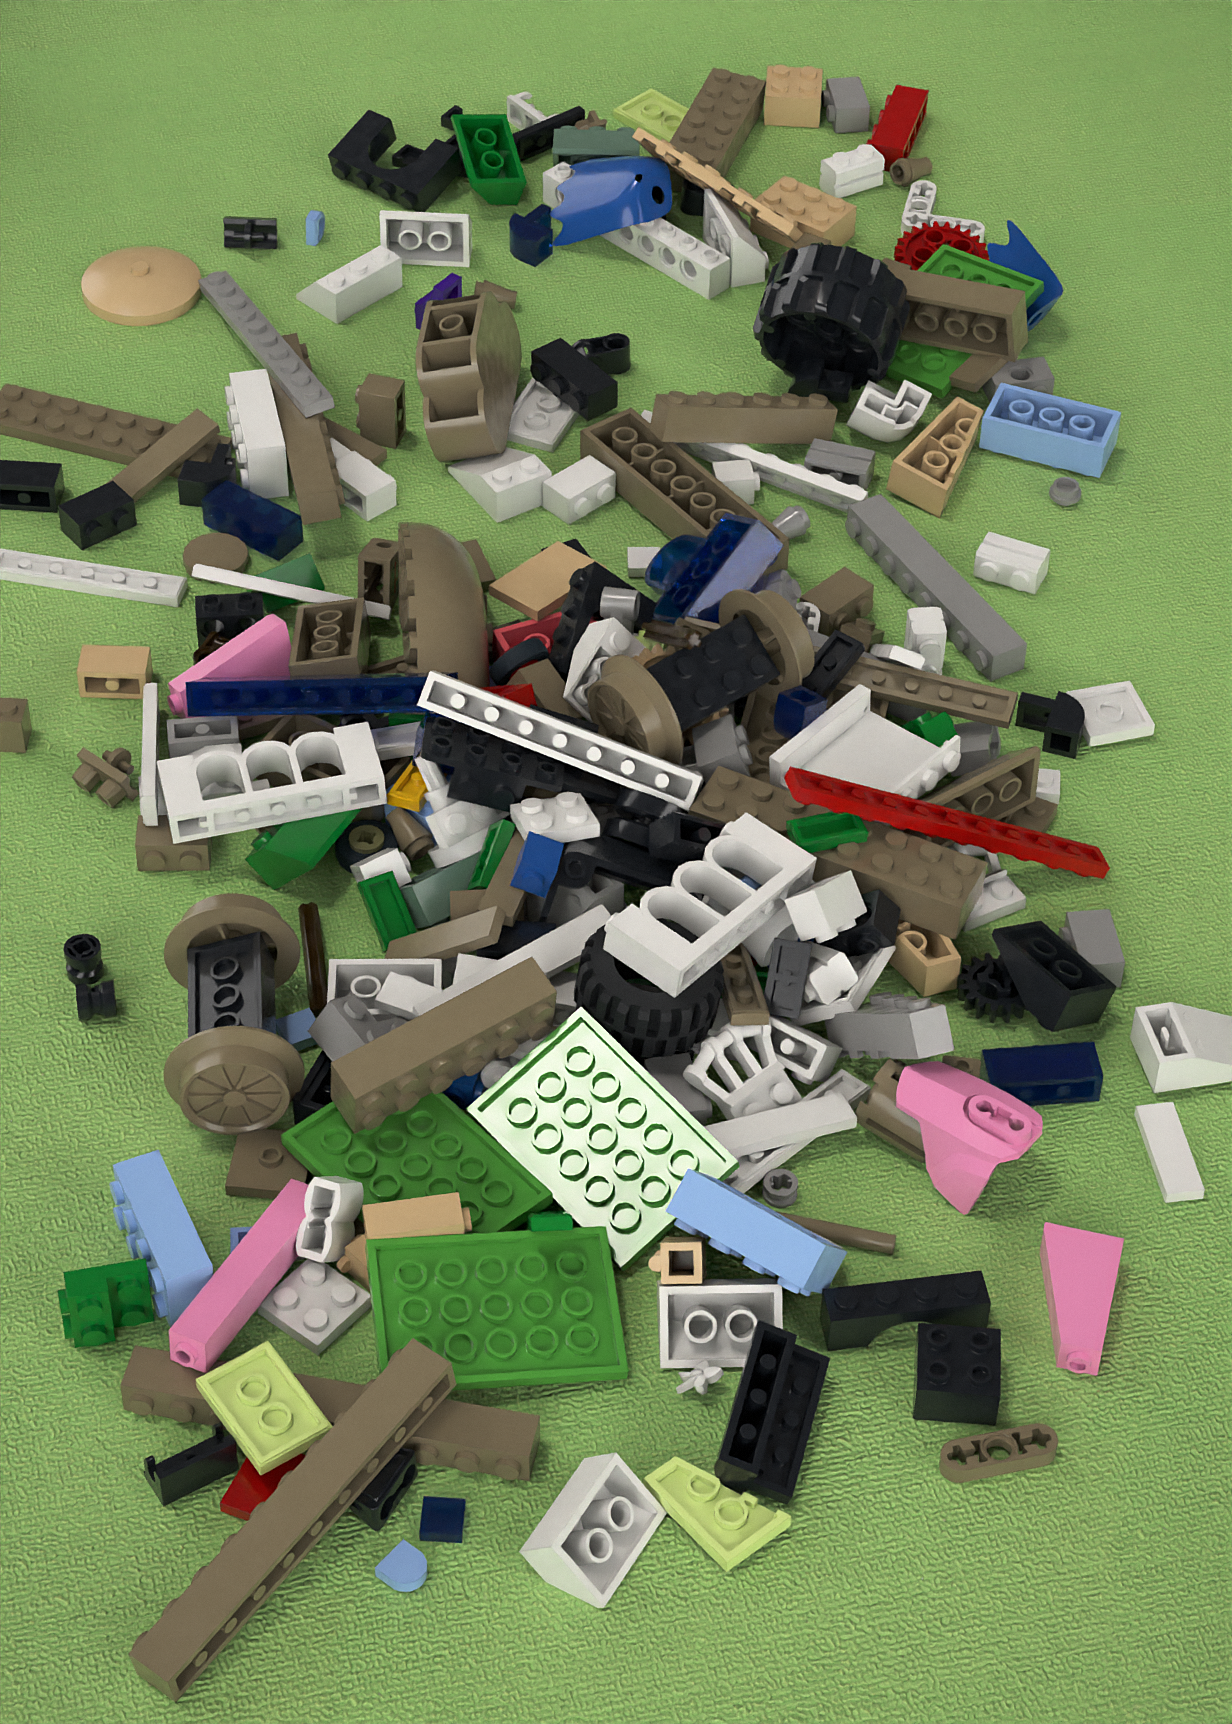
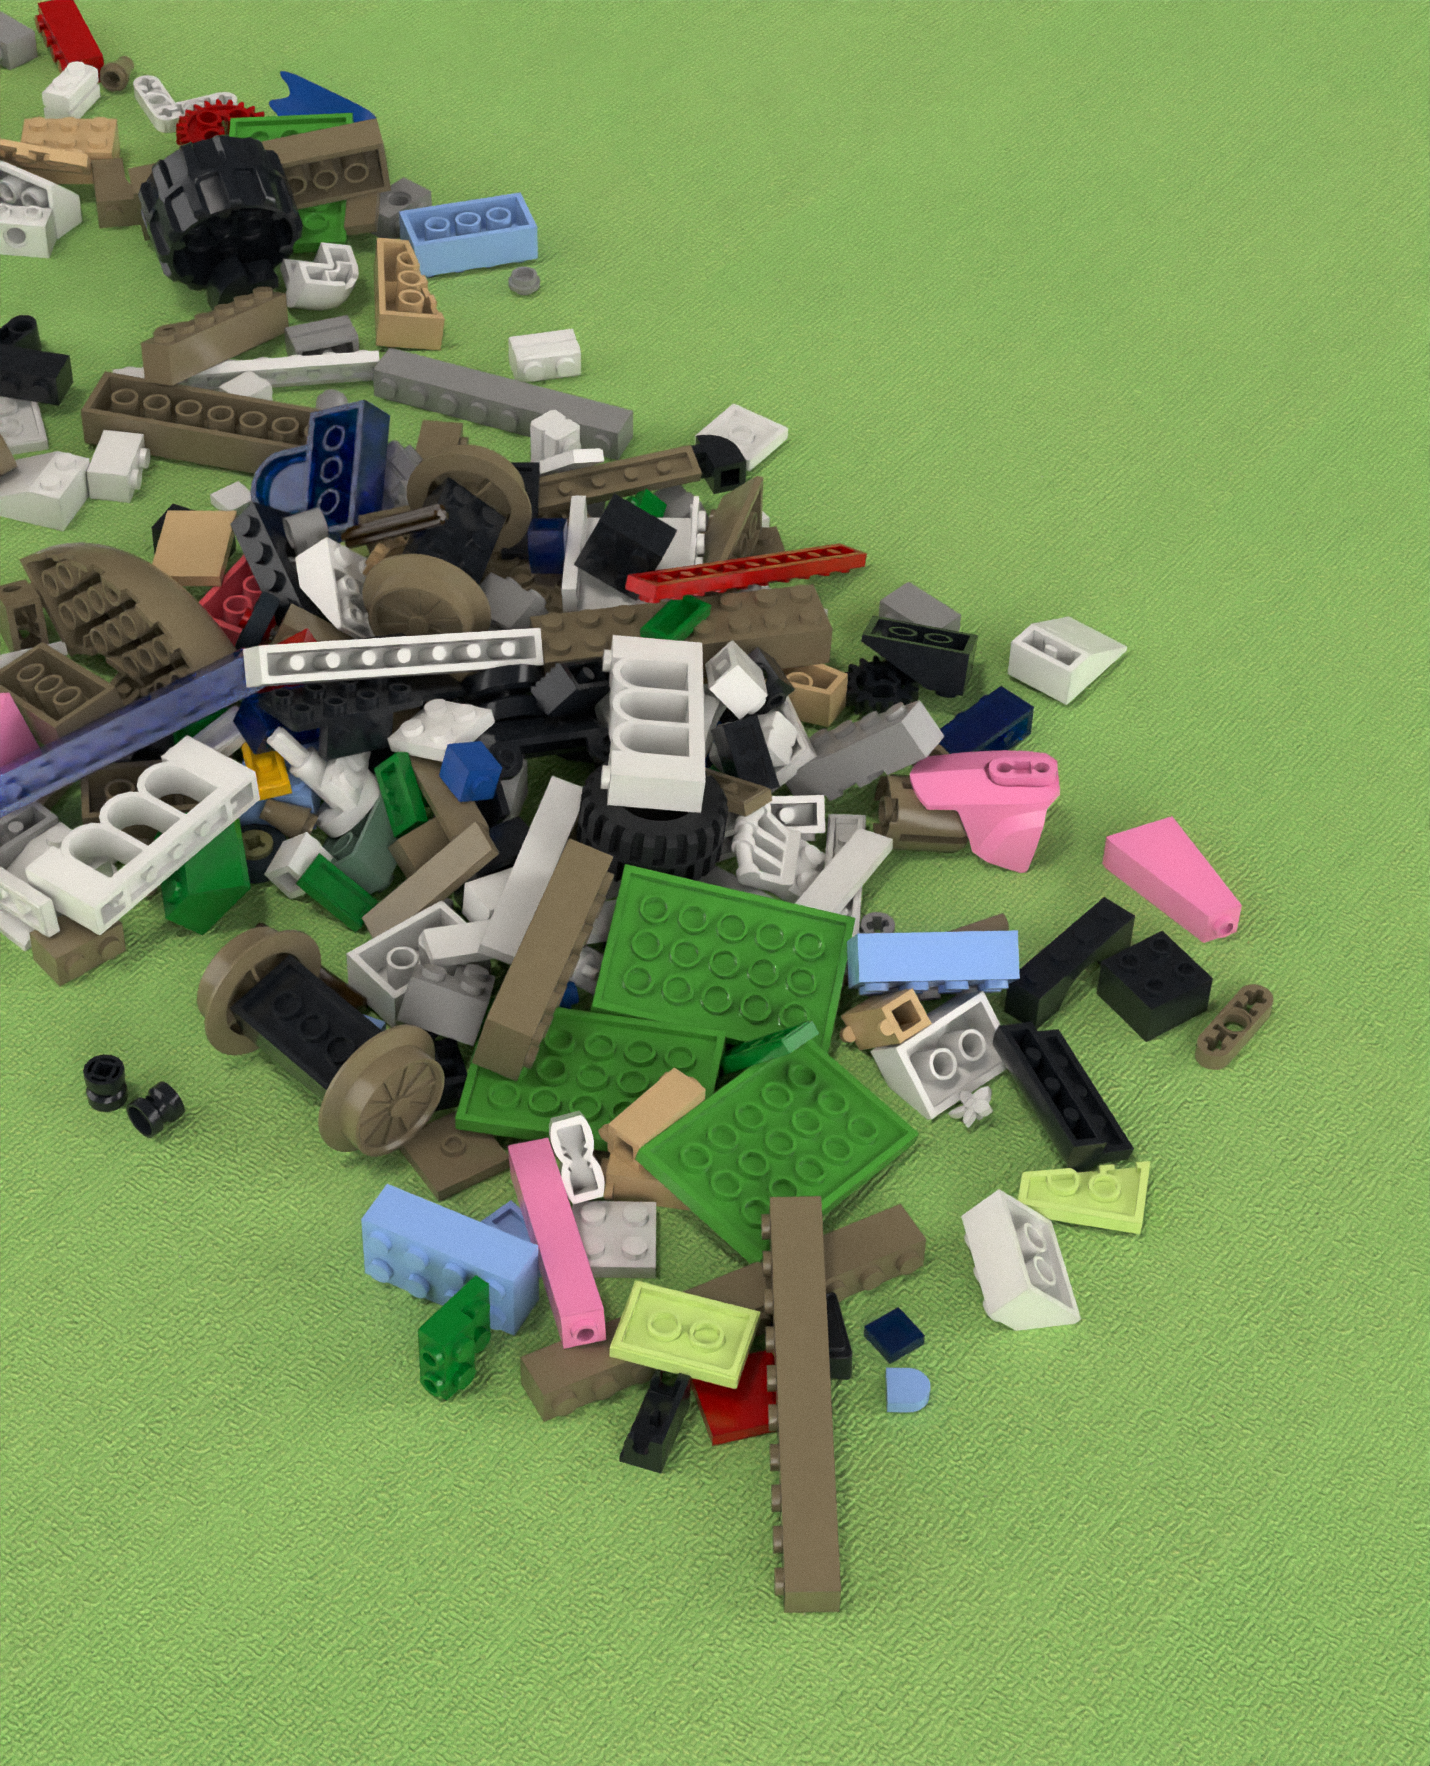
camera: 40 degrees left, 0 degrees up
(843, 742) = (624, 544): none -> black brick
(1169, 1152) = (1121, 741): white tile -> none

